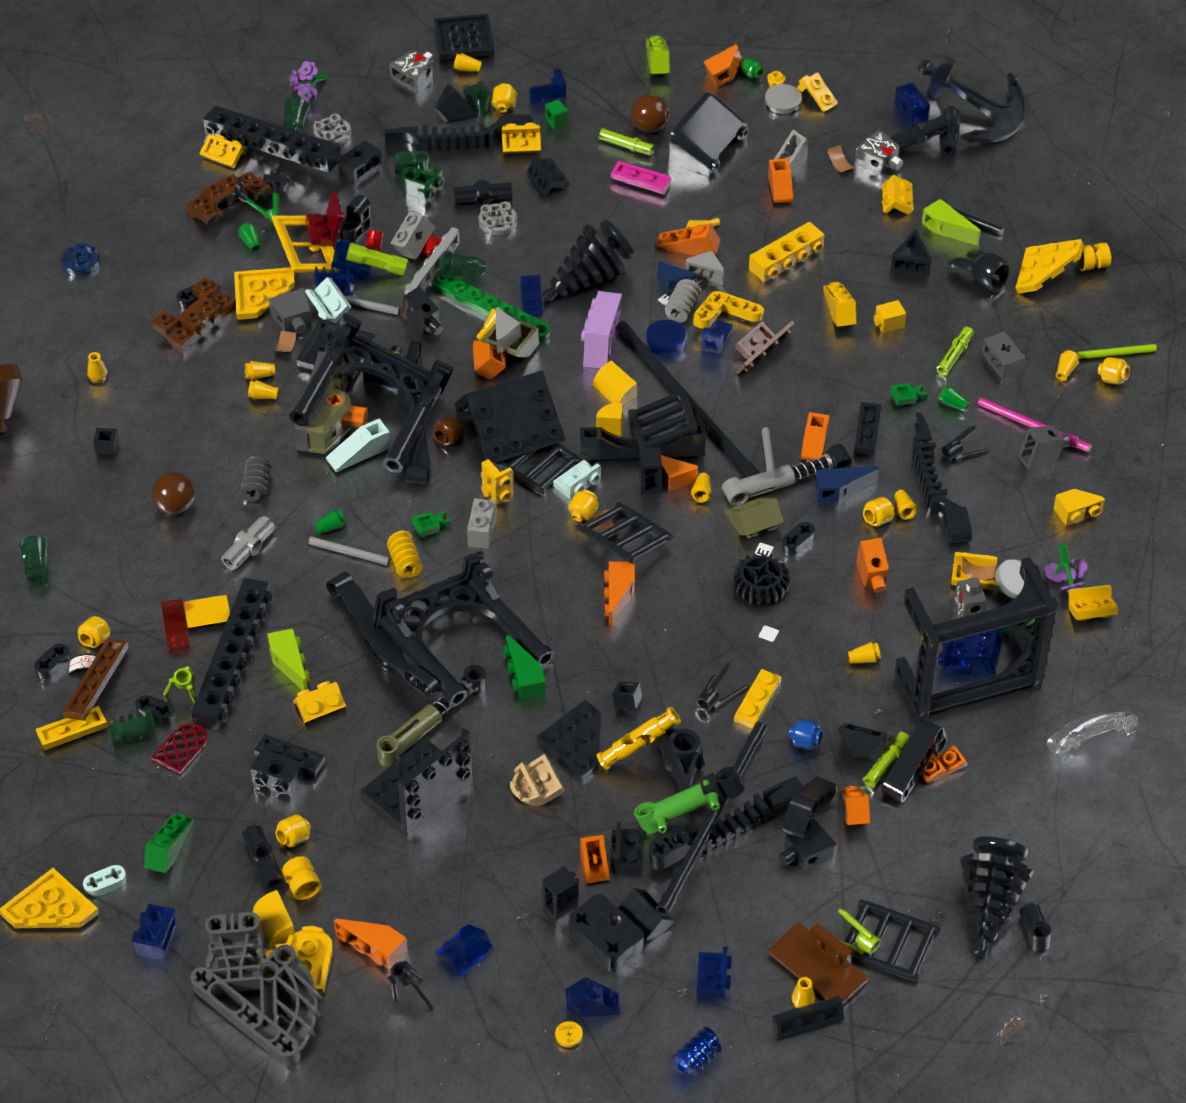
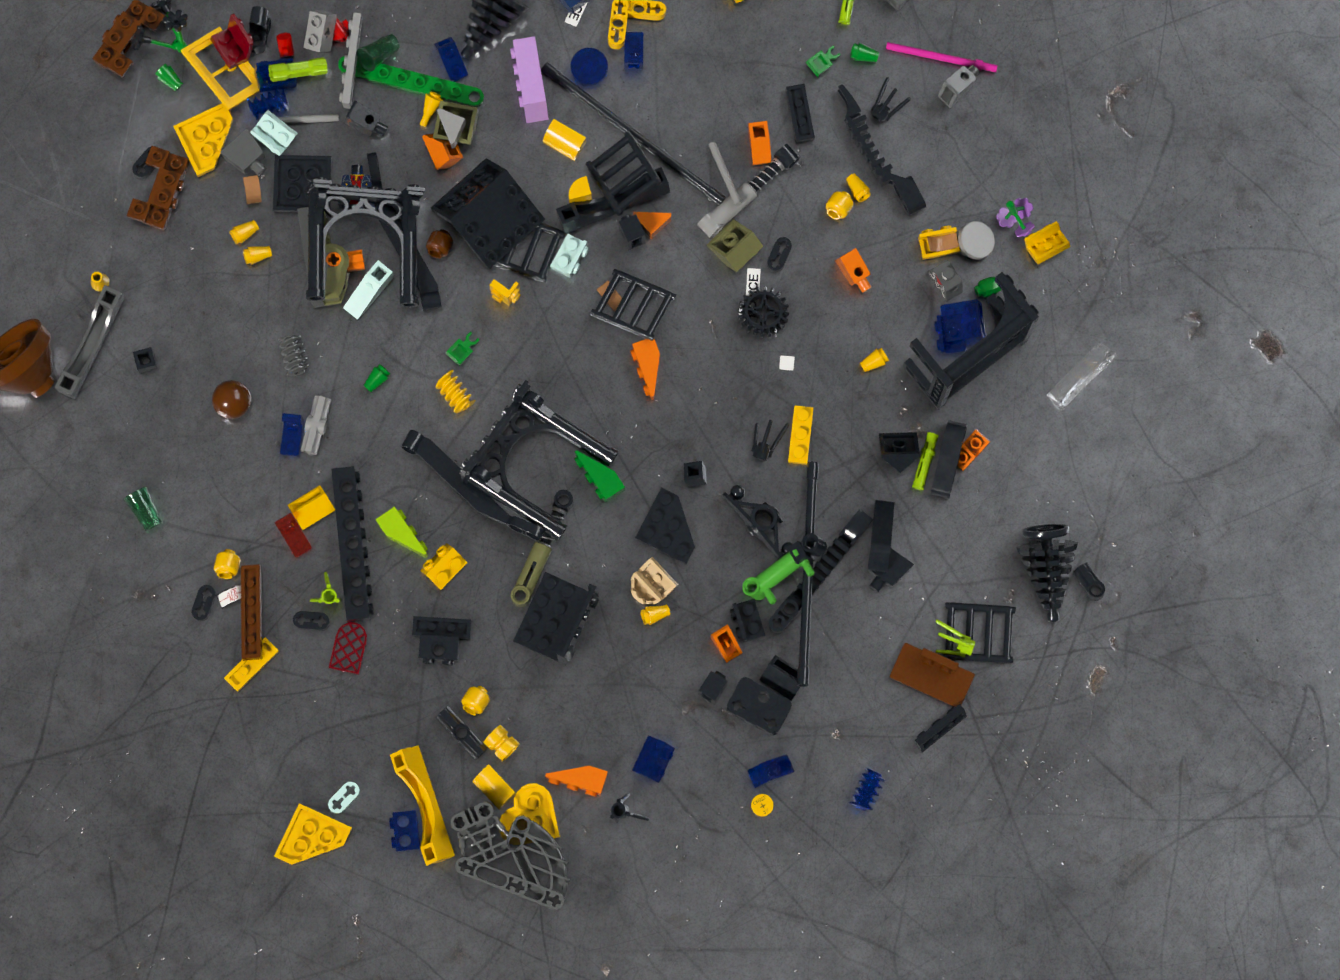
camera: 20 degrees left, 30 degrees up
(30, 432) = (94, 336): none -> dark grey arch
(80, 259) = (23, 155): dark blue tile -> none
(132, 727) = (301, 648): clear green piece -> none
(167, 843) = (379, 745): green slope -> none
(191, 871) = (412, 770): none -> yellow arch
(226, 532) = (291, 434): none -> clear blue bracket
(349, 550) = (403, 400): light grey bar -> none
(481, 523) = (507, 336): light grey brick -> none
(525, 811) = (654, 613): none -> yellow cone
(583, 505) = (586, 286): yellow head -> none
(636, 740) = (731, 514): yellow piece -> none
(682, 300) = (587, 21): light grey piece -> none
(702, 488) = (680, 230): yellow cone -> none
(712, 974) = (855, 714): clear blue bracket -> none
(755, 343) = (674, 46): bracket -> none
(803, 993) = (930, 713): yellow cone -> none
(806, 734) = (853, 461): blue head -> none
(843, 482) = (793, 186): dark blue slope -> none
(855, 805) = (914, 517): orange slope -> none
(1077, 506) = (1004, 139): yellow slope -> none

